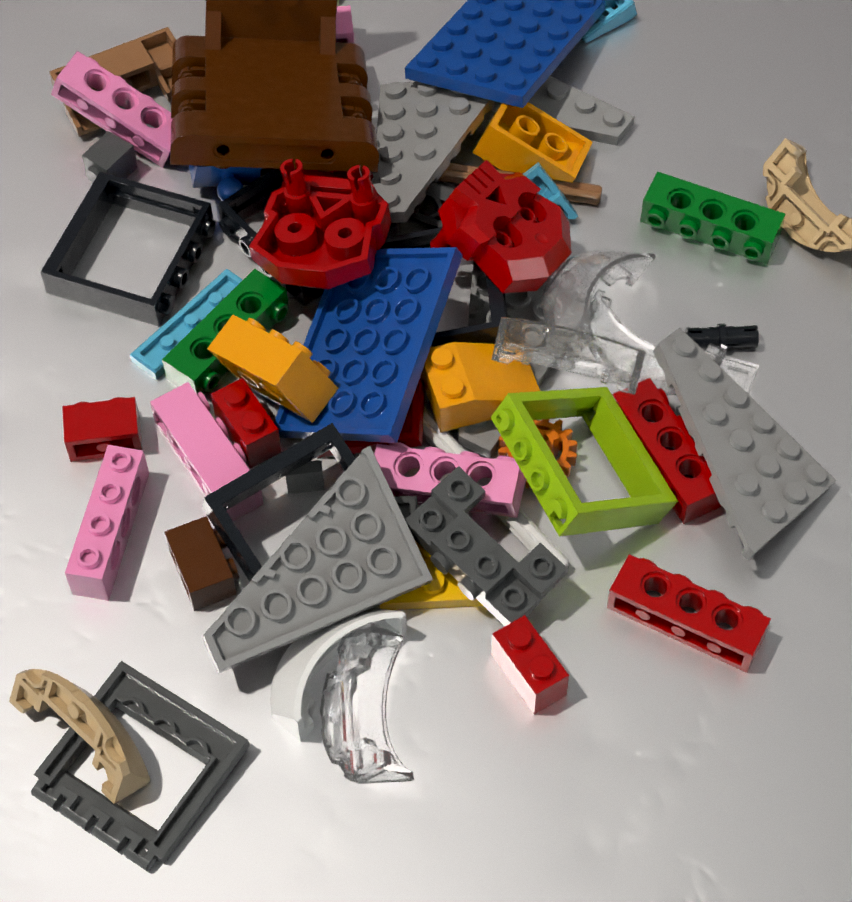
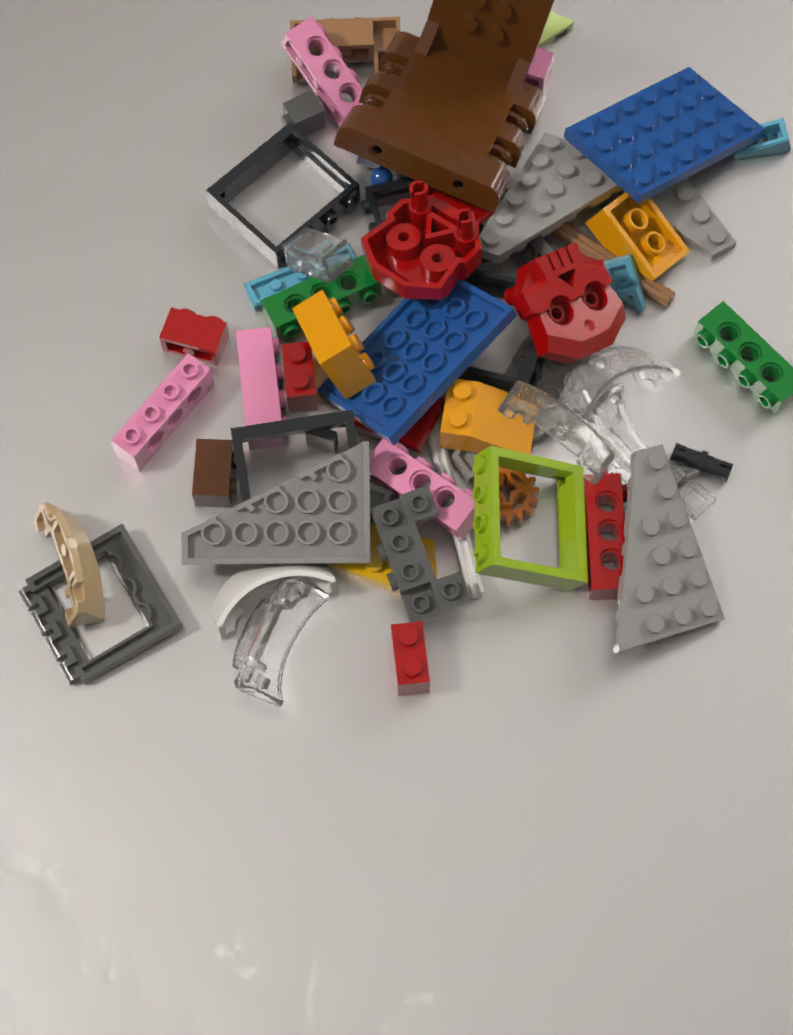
camera: 25 degrees right, 10 degrees up
(204, 287) = (318, 254): none -> clear brick
(696, 629) = (572, 714): red brick -> none

